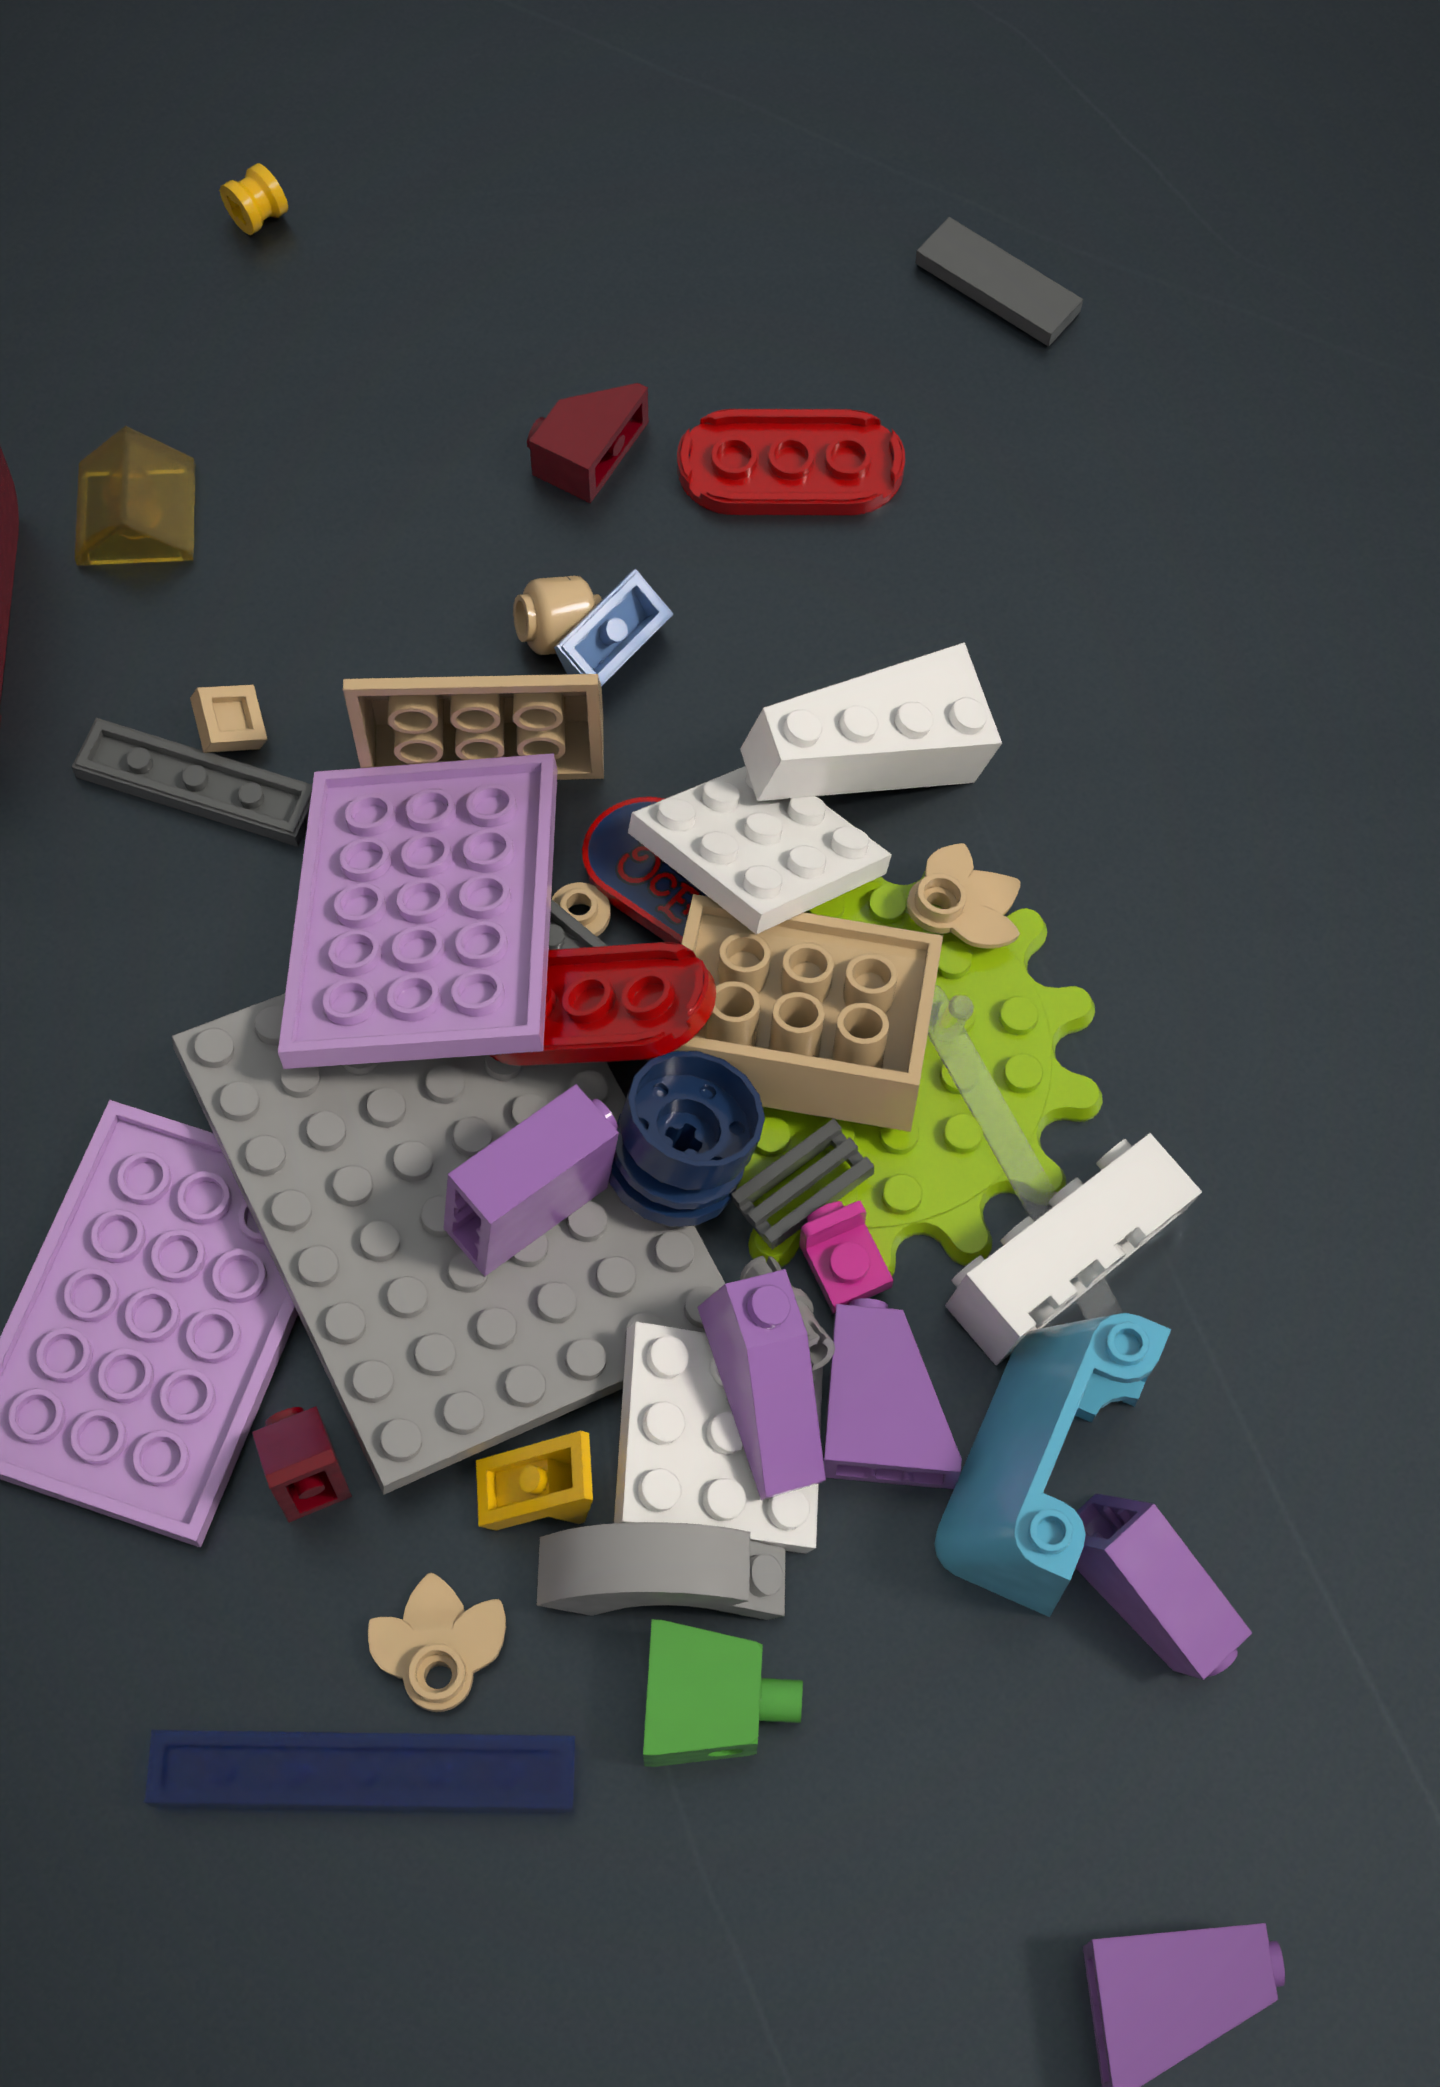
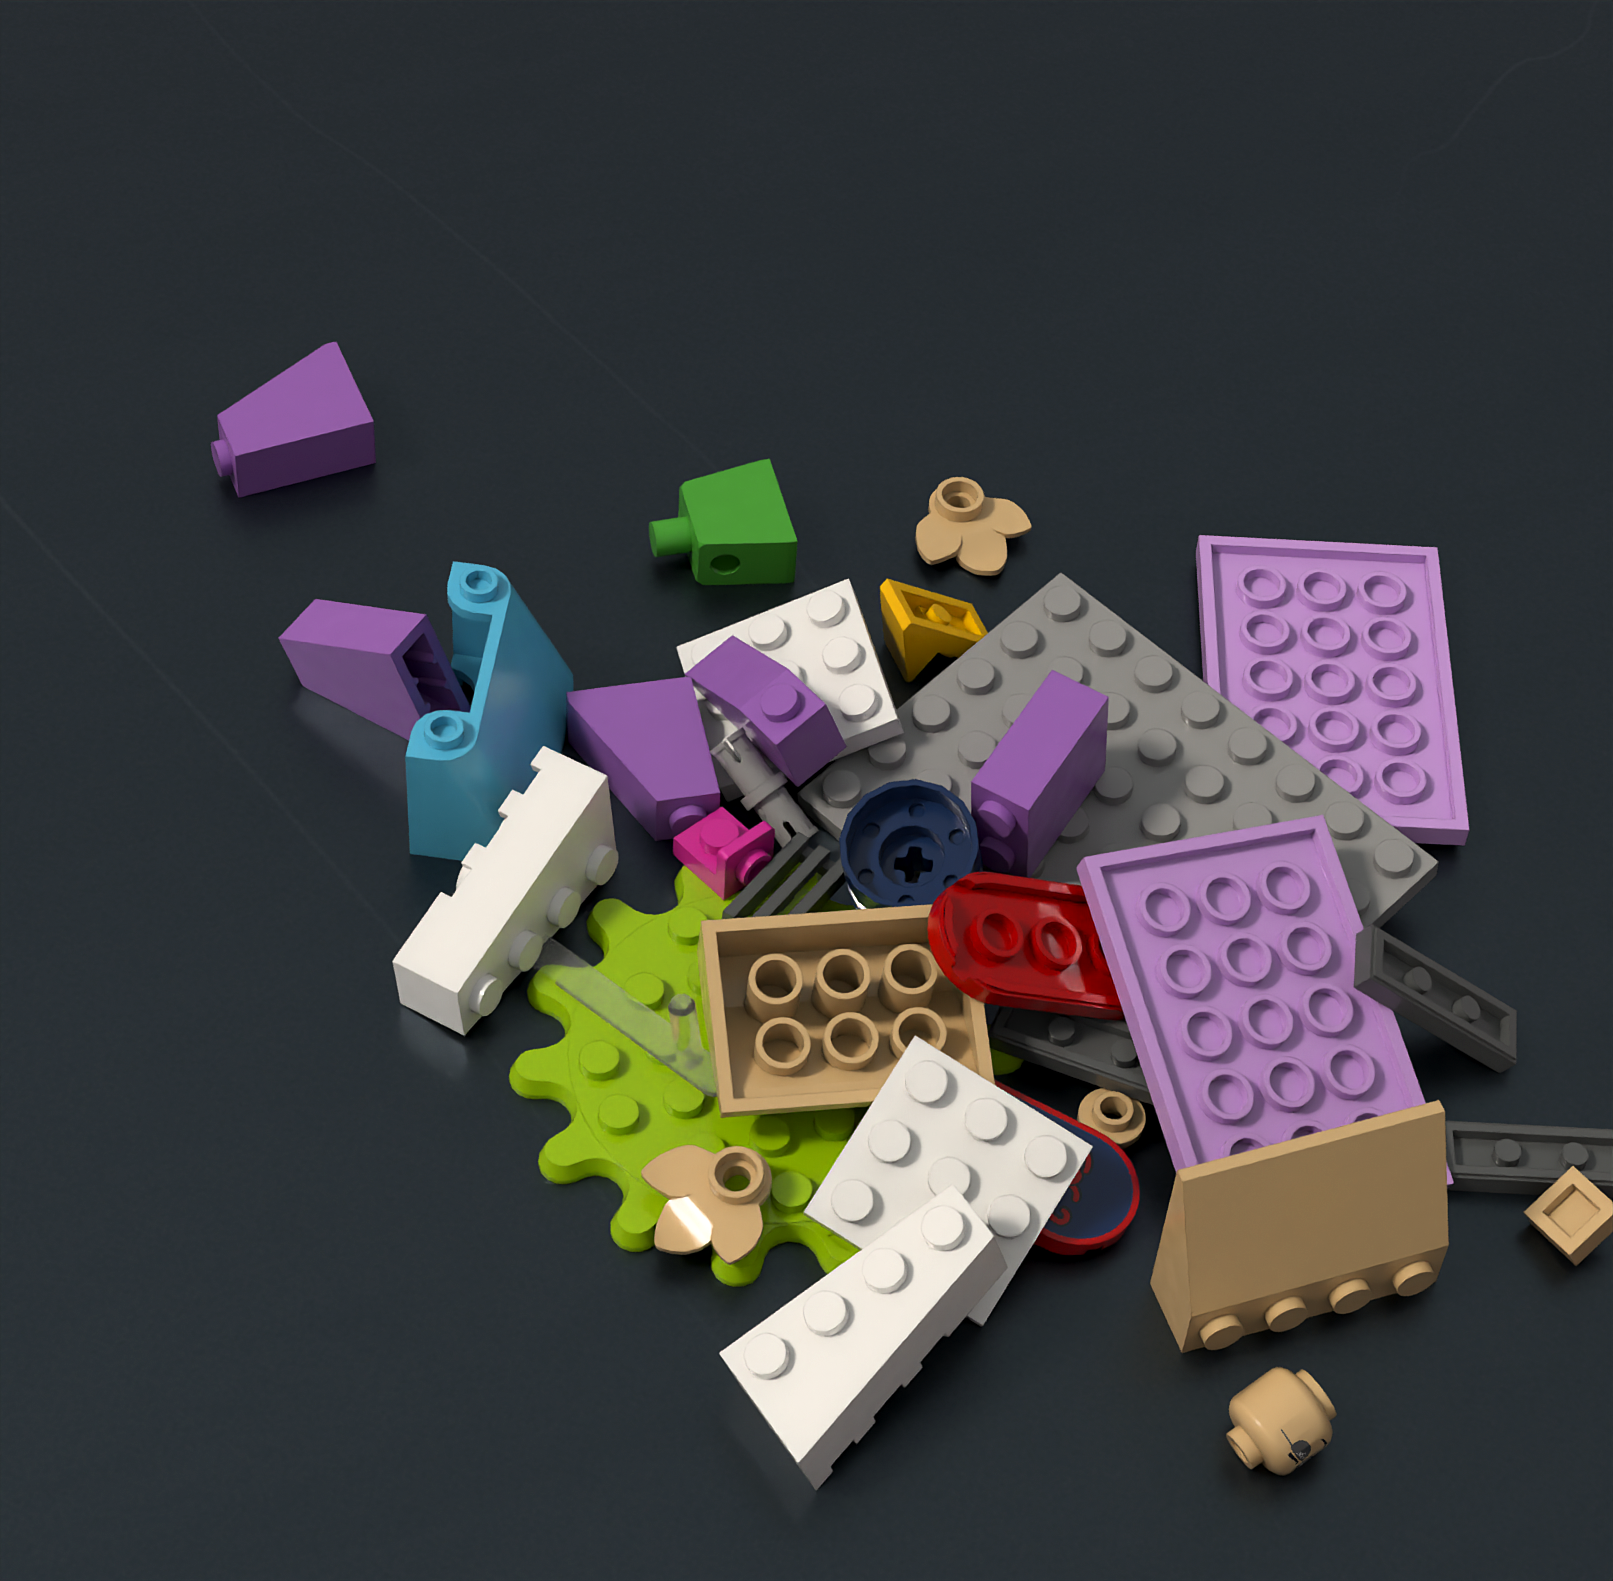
camera: 160 degrees right, 15 degrees down
(249, 910) = (1435, 998): none -> dark grey tile
(300, 1462) = (1144, 581): dark red slope -> none
(361, 1771) = (987, 435): clear blue plate -> none
(613, 629) = (1204, 1404): medium blue slope -> none
(660, 1564) = (793, 564): light grey arch -> none

